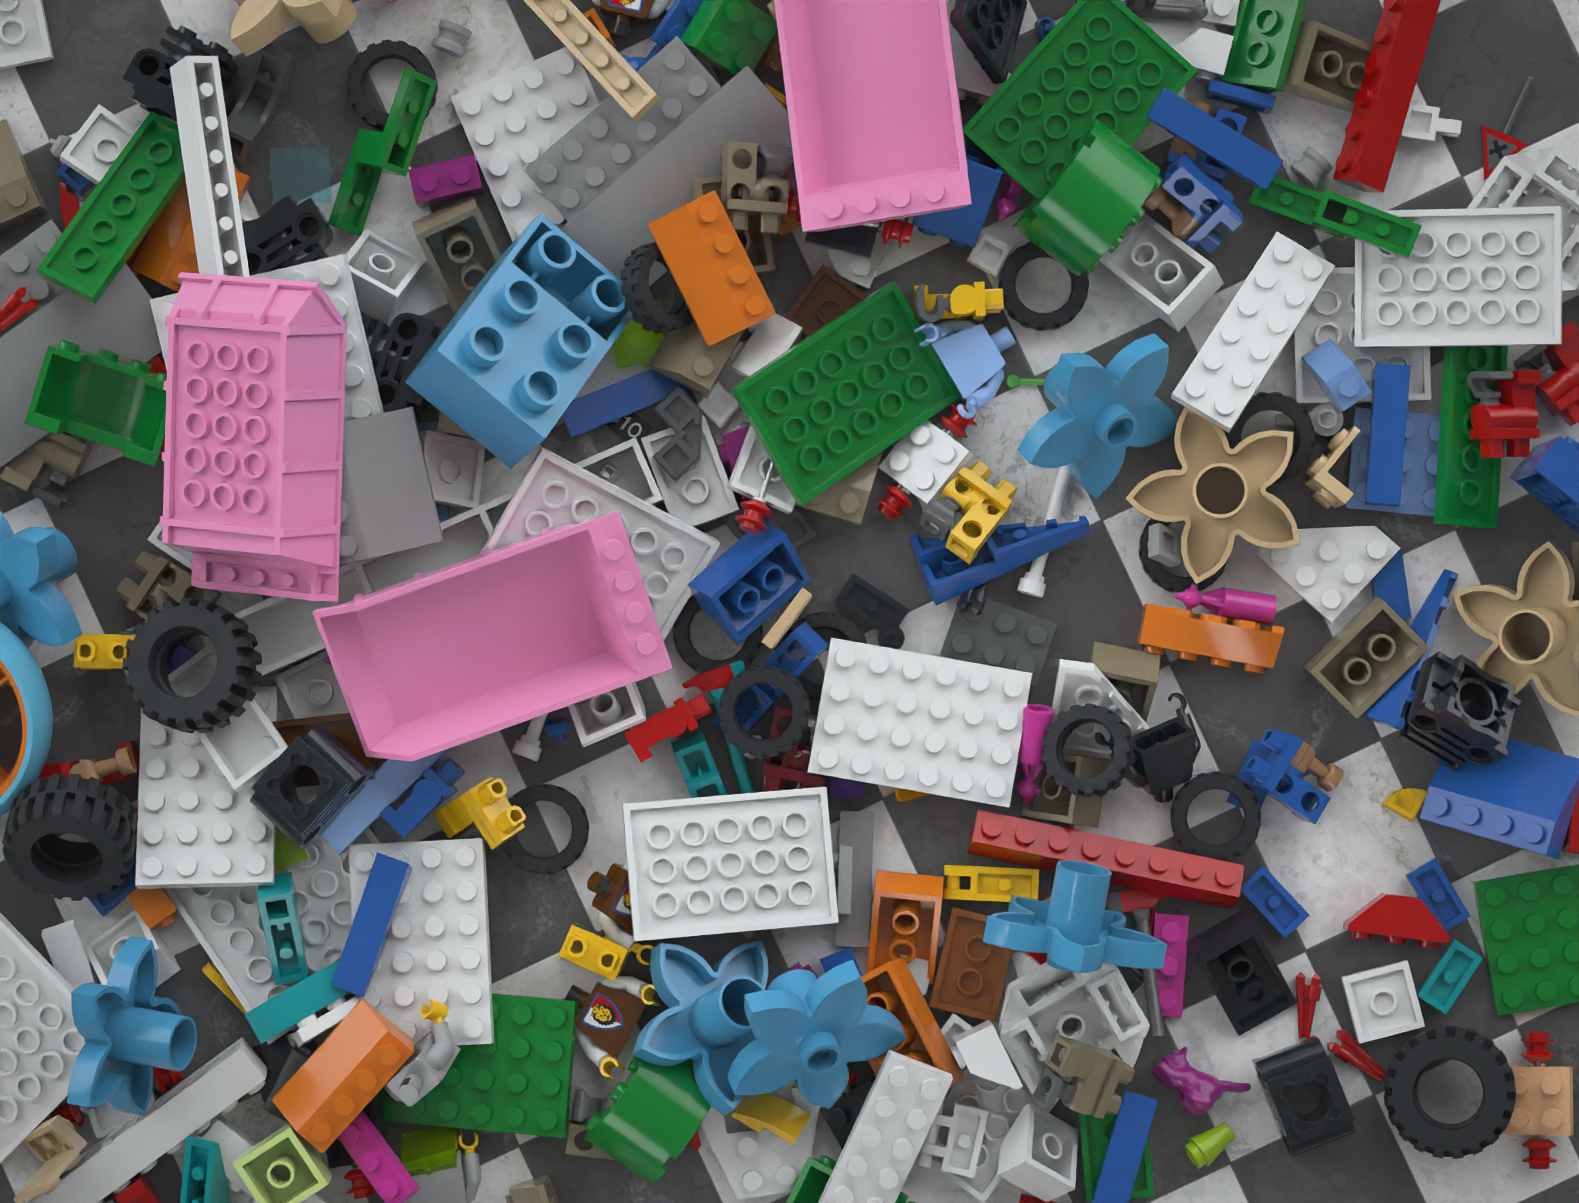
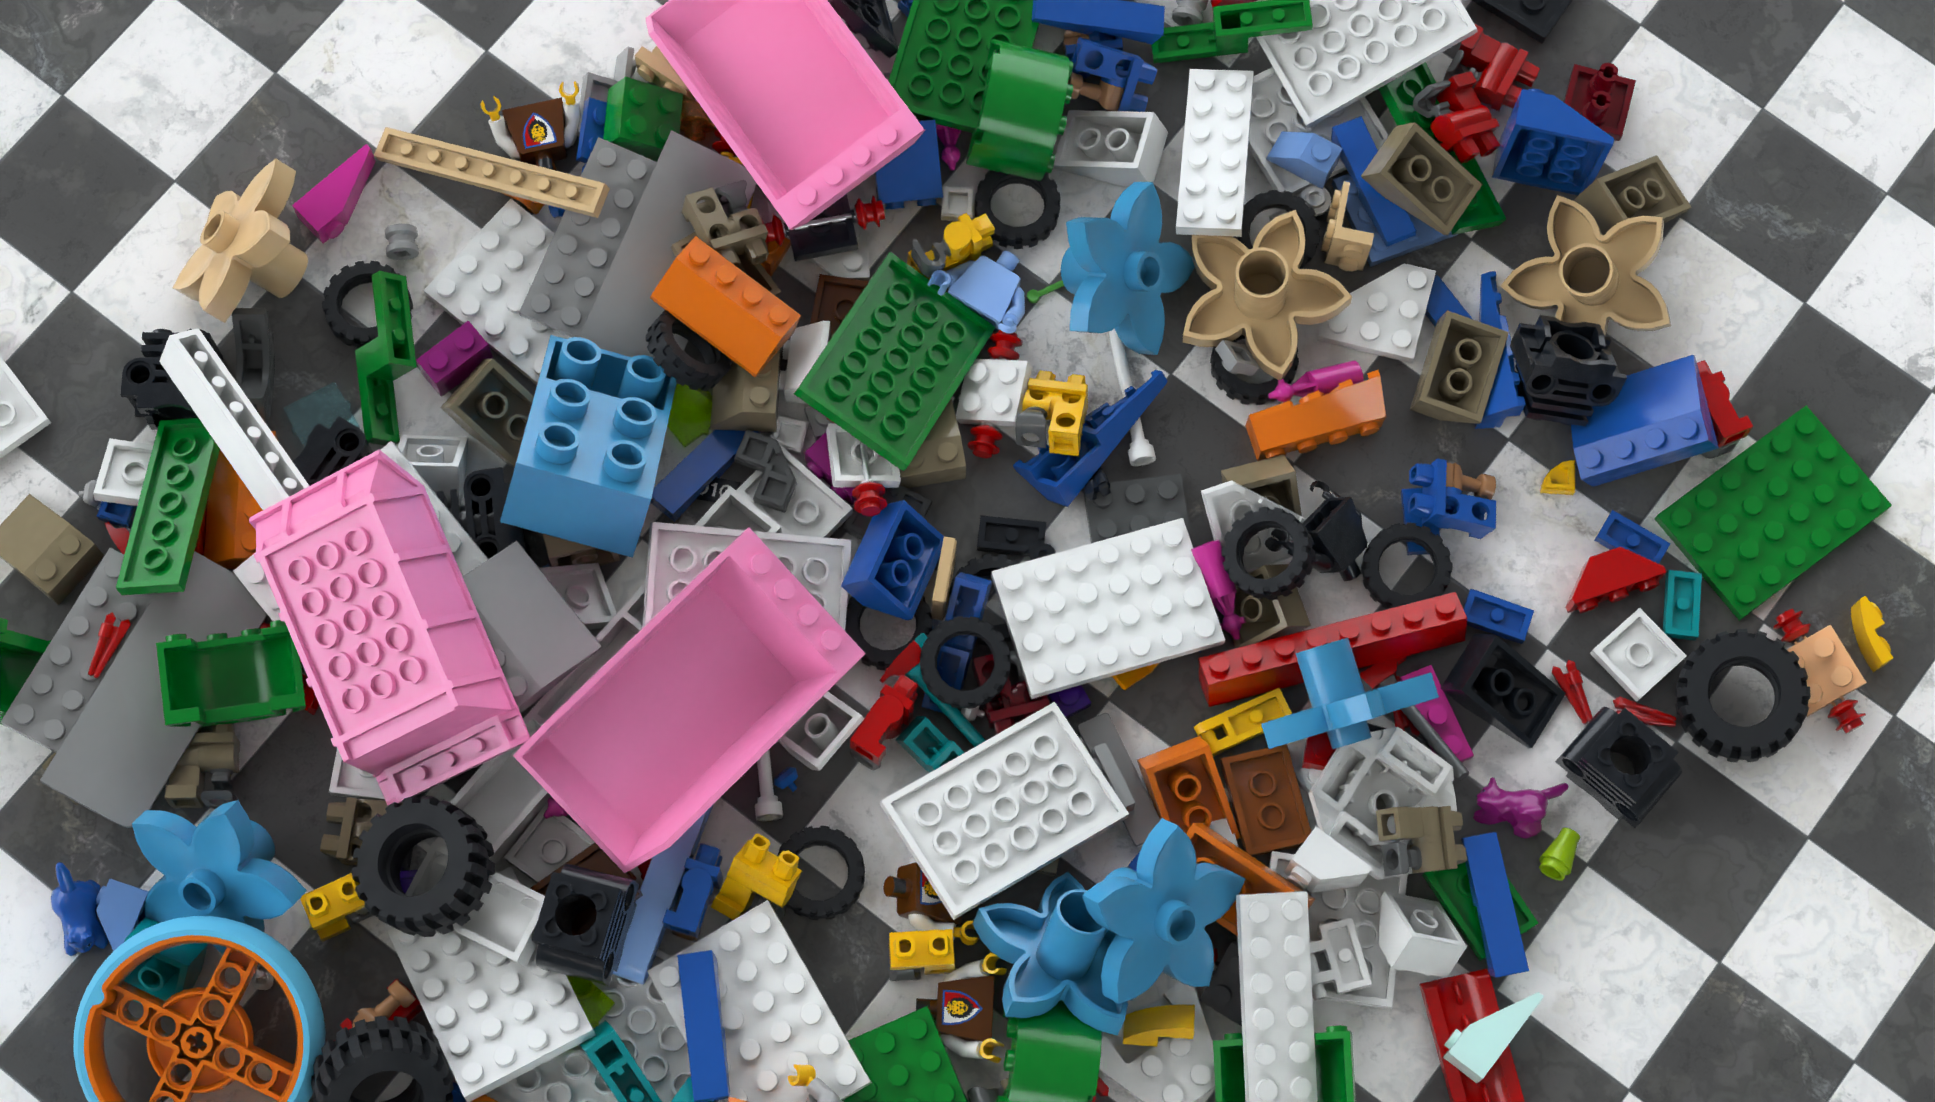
camera: 30 degrees left, 15 degrees down
(1430, 459) = (1421, 178): none -> dark tan slope

